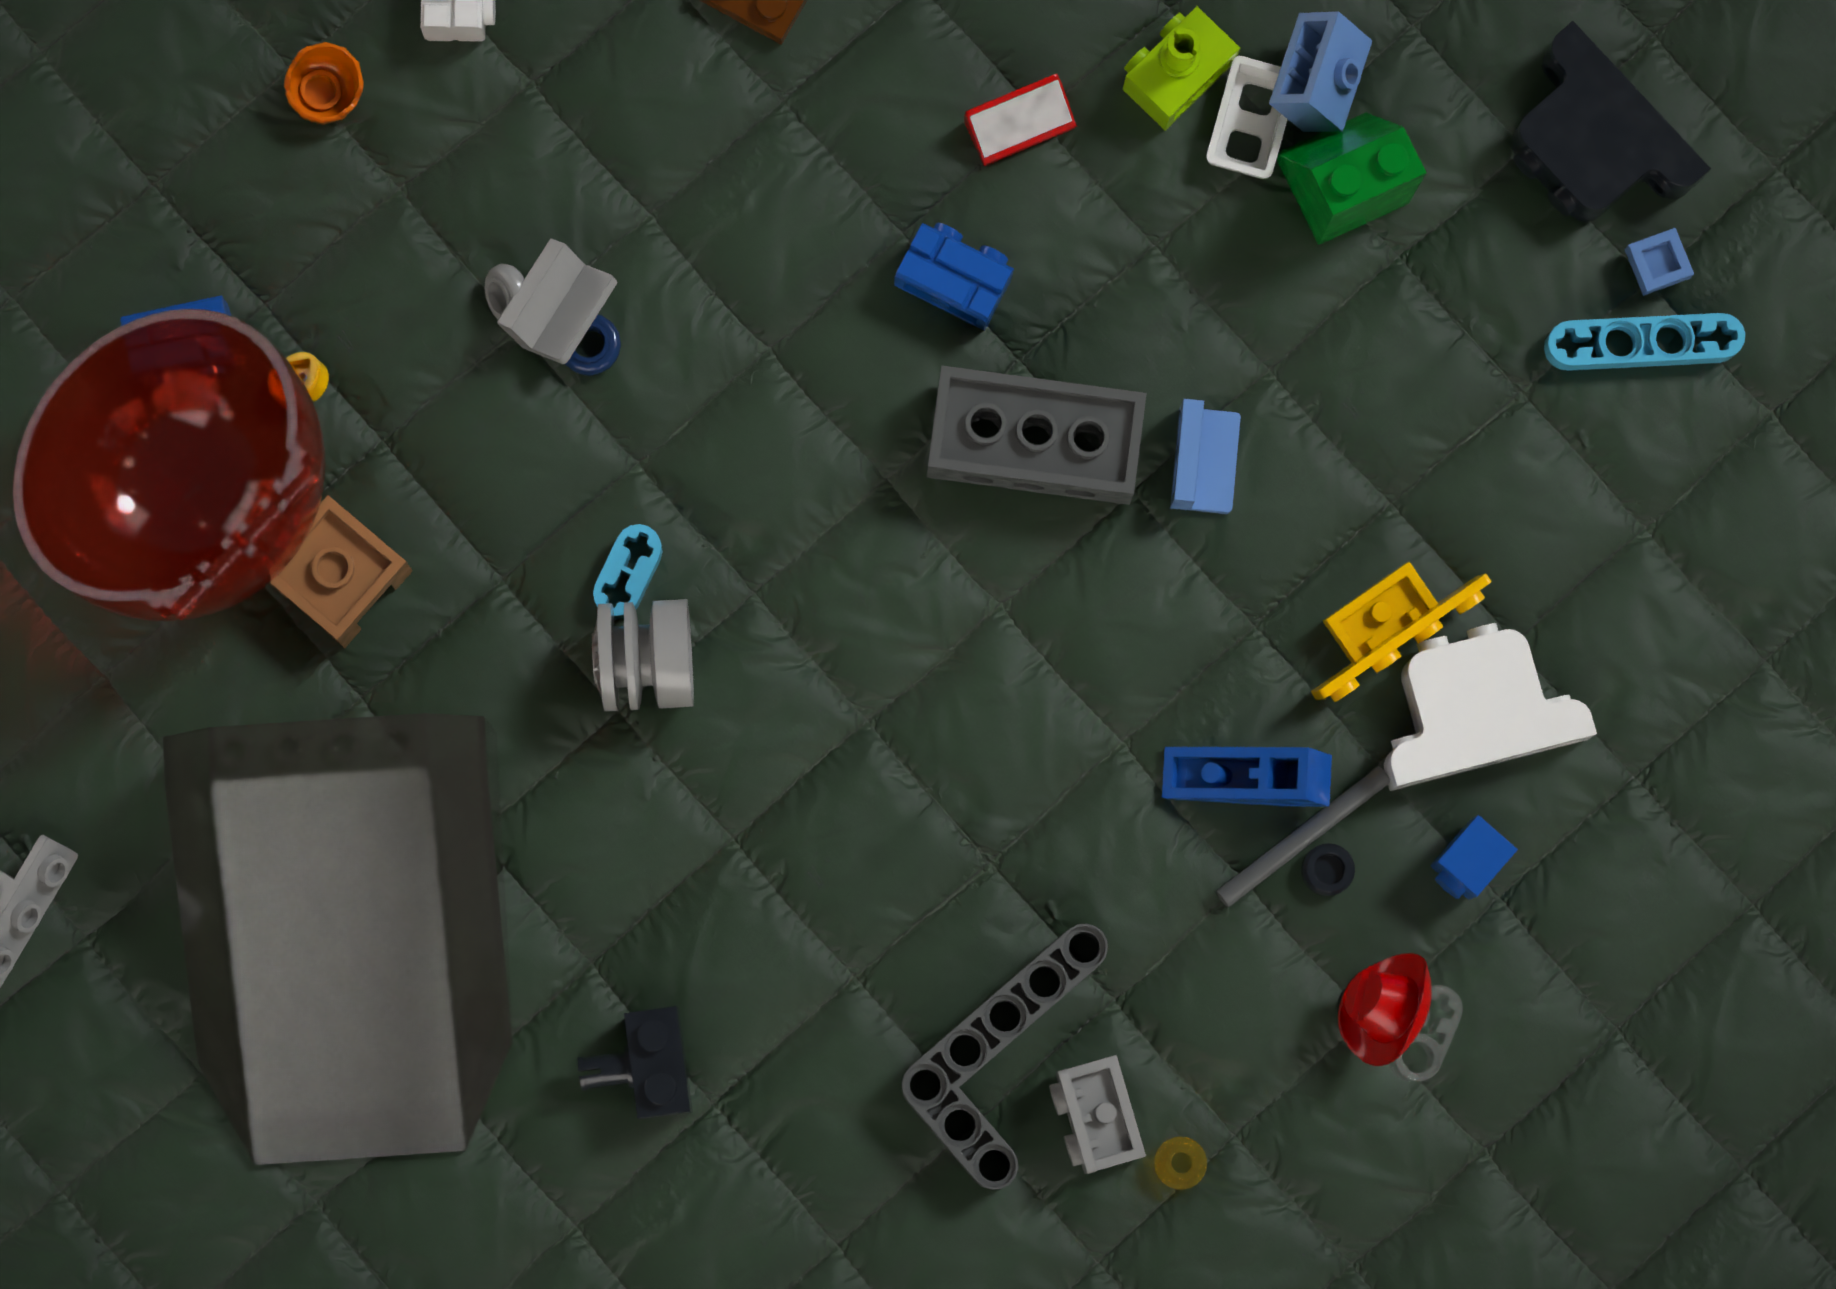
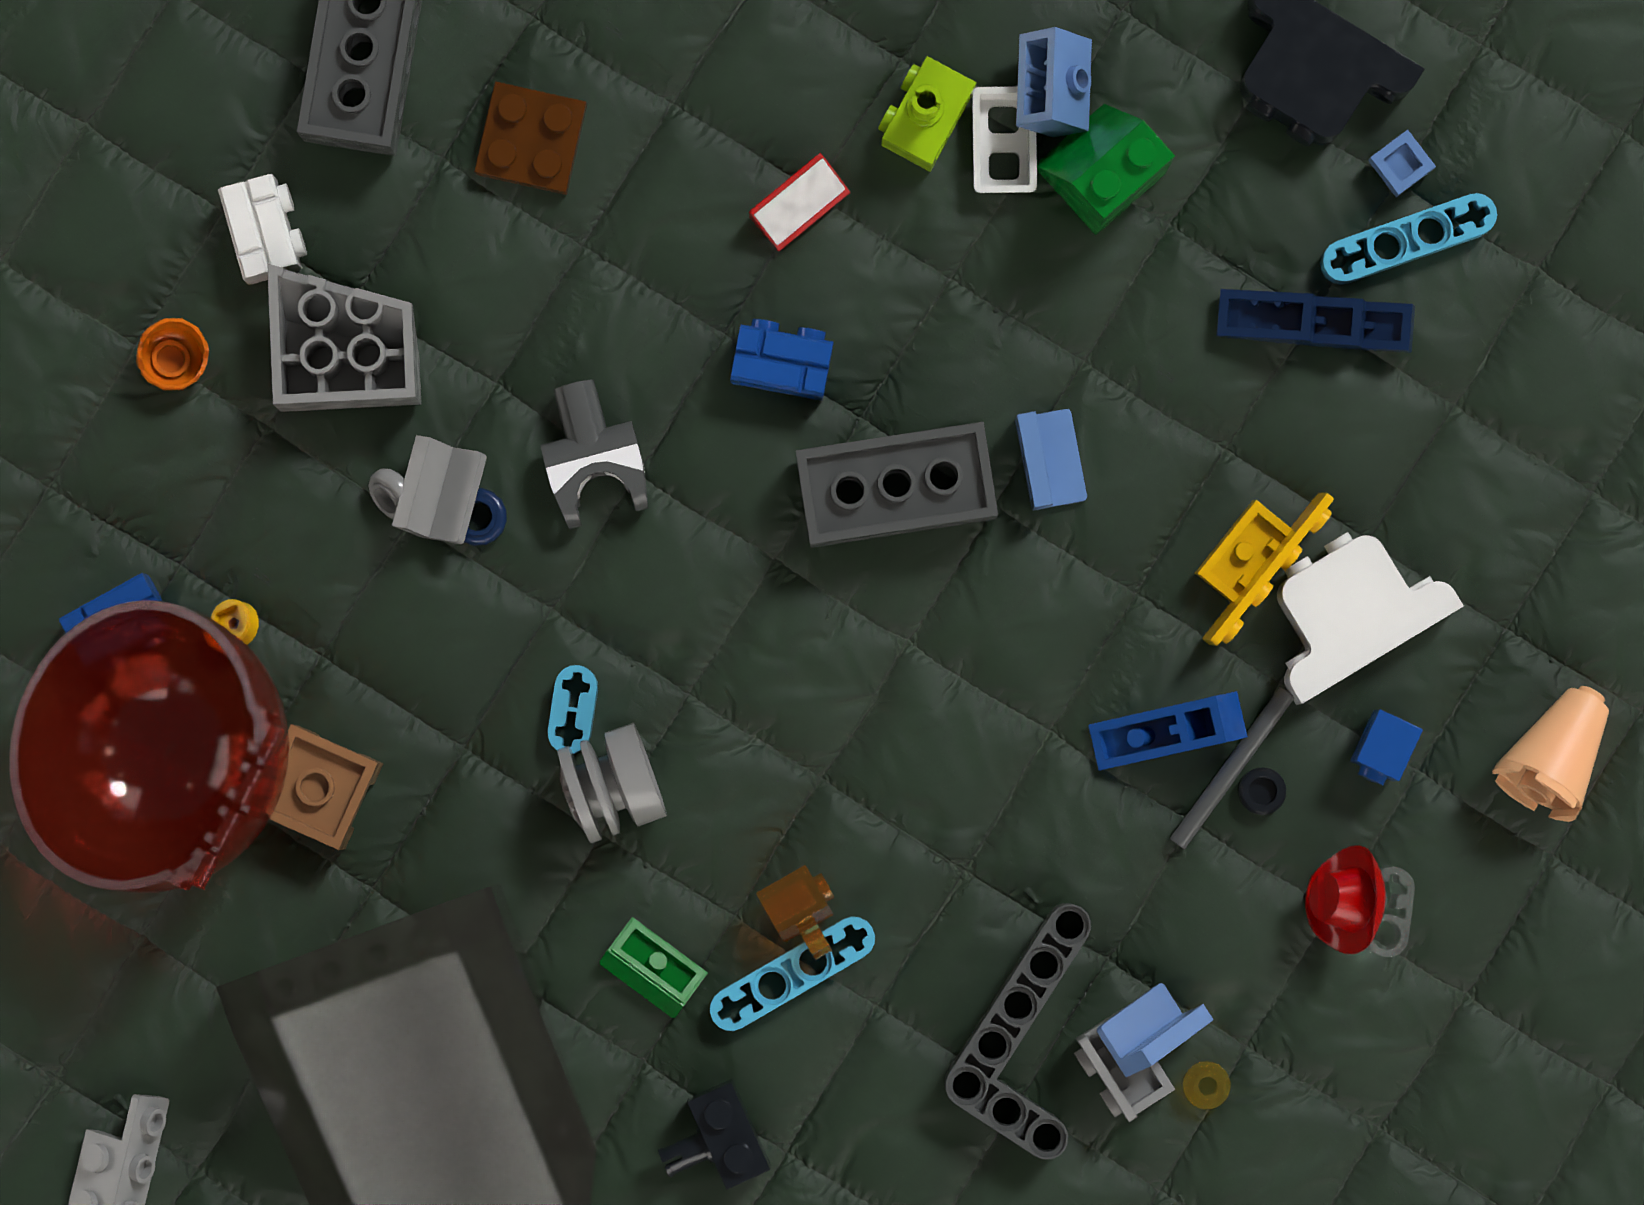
camera: 10 degrees left, 5 degrees up
(499, 125) = (339, 345): none -> light grey wedge
(630, 866) = (652, 968): none -> green slope
(727, 310) = (590, 451): none -> dark grey connector
(773, 906) = (794, 976): none -> medium azure beam
(804, 844) = (798, 906): none -> clear orange brick
(1136, 1082) = (1150, 1029): none -> medium blue panel
(1523, 396) = (1315, 320): none -> dark blue slope
(1650, 921) = (1556, 755): none -> light nougat cone

